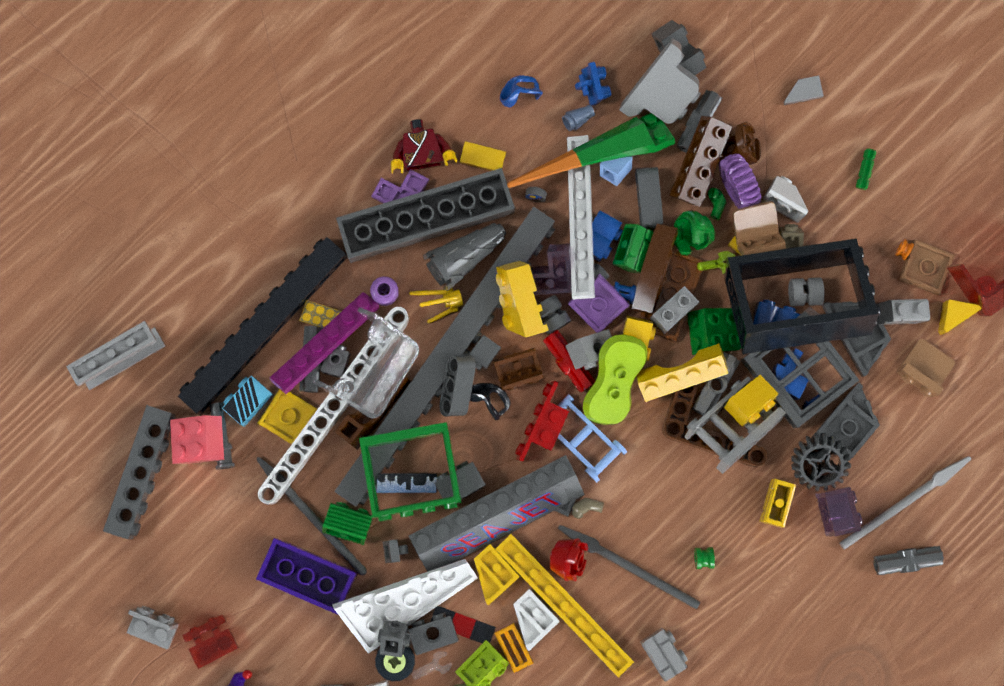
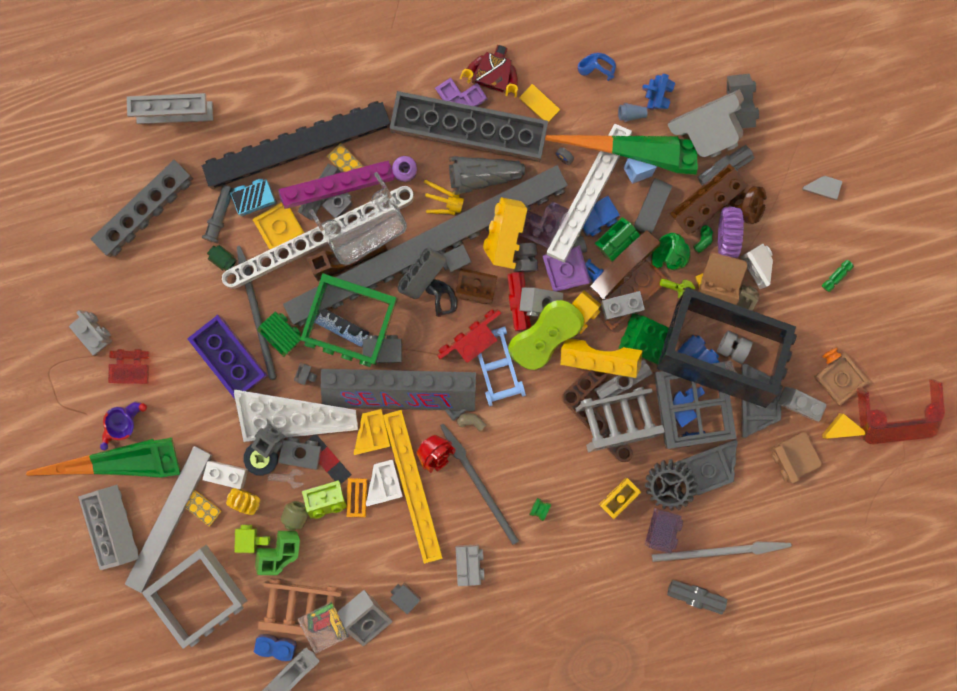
camera: 30 degrees right, 5 degrees up
(197, 439) = (198, 207): coral brick -> none
(247, 478) = (221, 258): none -> dark green brick
(751, 401) = (642, 408): yellow brick -> none

